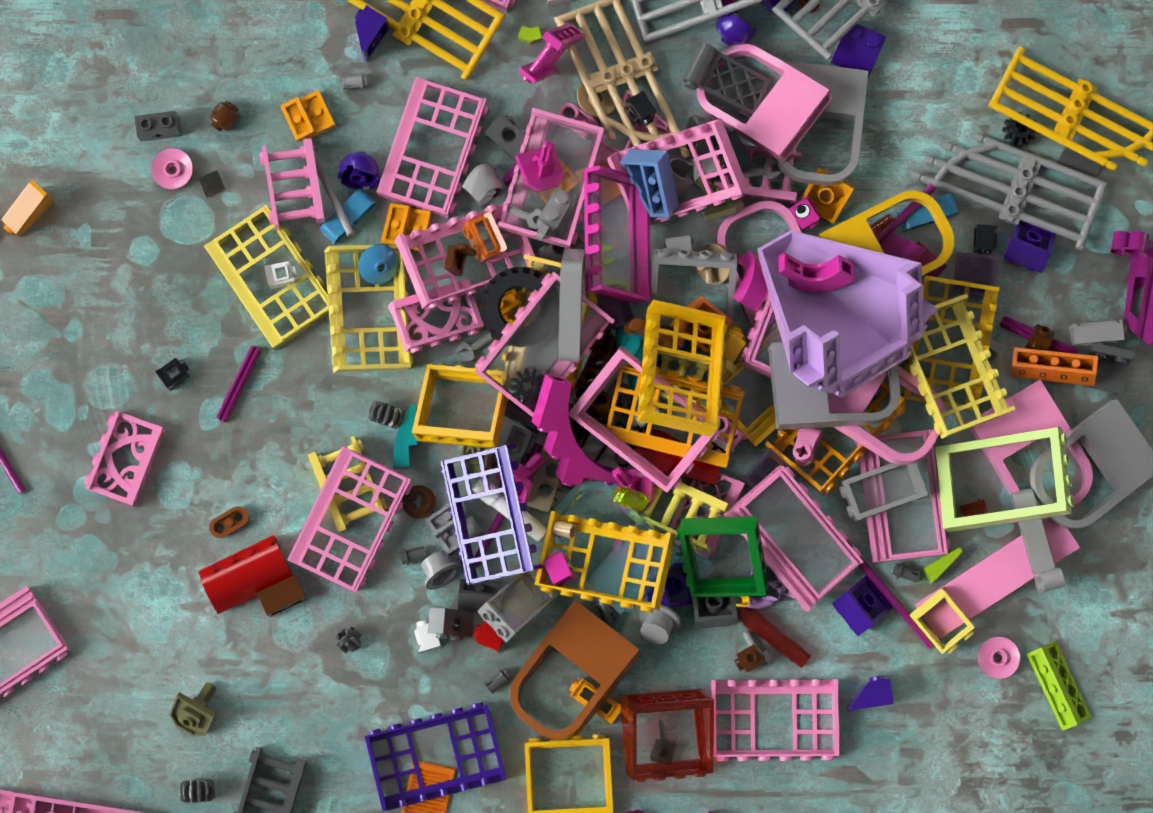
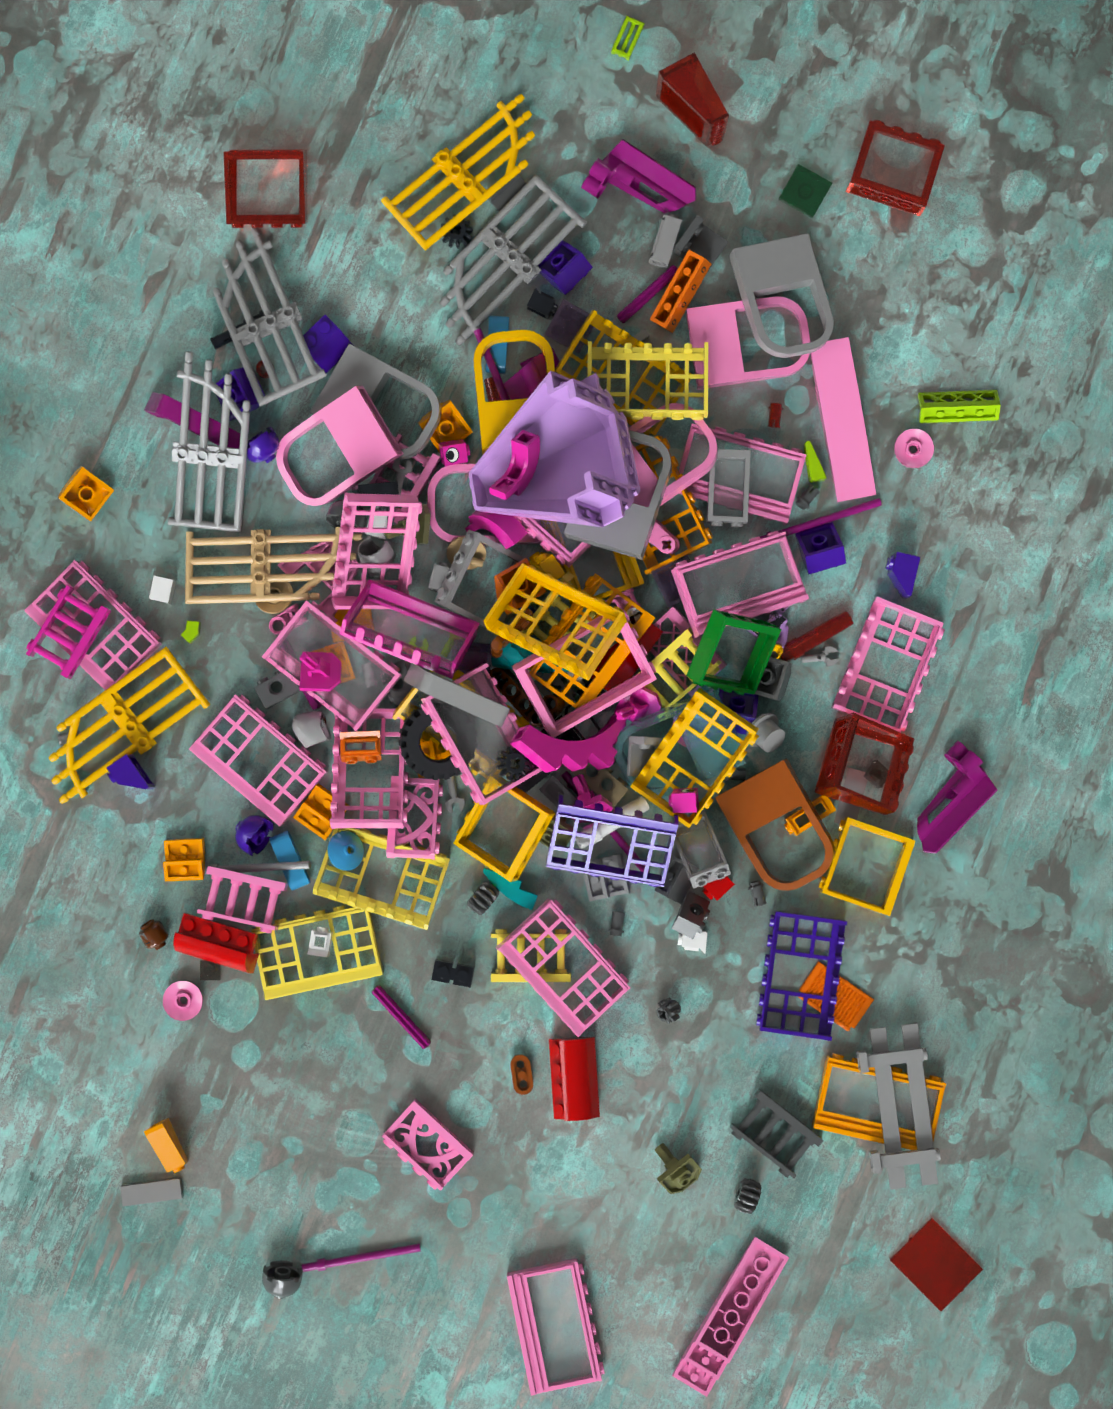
camera: 60 degrees left, 5 degrees up
(157, 126) = (138, 998): dark grey brick -> none
(173, 373) = (368, 1072): black window -> none
(240, 177) = (216, 943): none -> red brick
(281, 596) = (606, 1054): reddish brown panel -> none
(302, 424) = (461, 974): none -> black piece
(355, 82) = (170, 805): light grey pin -> none
(424, 510) = (581, 897): reddish brown gear -> none
(440, 570) = (640, 905): light grey piece -> none
(456, 258) = (369, 779): reddish brown bracket -> none
(525, 215) = (357, 701): light grey bar -> none
(553, 212) = (364, 676): light grey hinge -> none
(556, 43) = (212, 611): dark pink fence -> none
(564, 529) = (651, 782): tan hinge -> none
(588, 507) = (639, 753): none -> light grey bracket
(630, 498) = (647, 713): clear neon green beam -> none
(640, 109) = (302, 560): black window -> none
(653, 179) = (372, 575): medium blue wedge -> none
(701, 70) = (287, 490): dark grey piece -> none
(748, 659) = (828, 666): reddish brown bracket -> none
(927, 605) = (844, 491): light yellow window -> none
(1037, 546) = (863, 377): light grey beam -> none
(1040, 338) = (651, 293): reddish brown bracket -> none
(1062, 482) = (787, 327): yellowish green window -> none

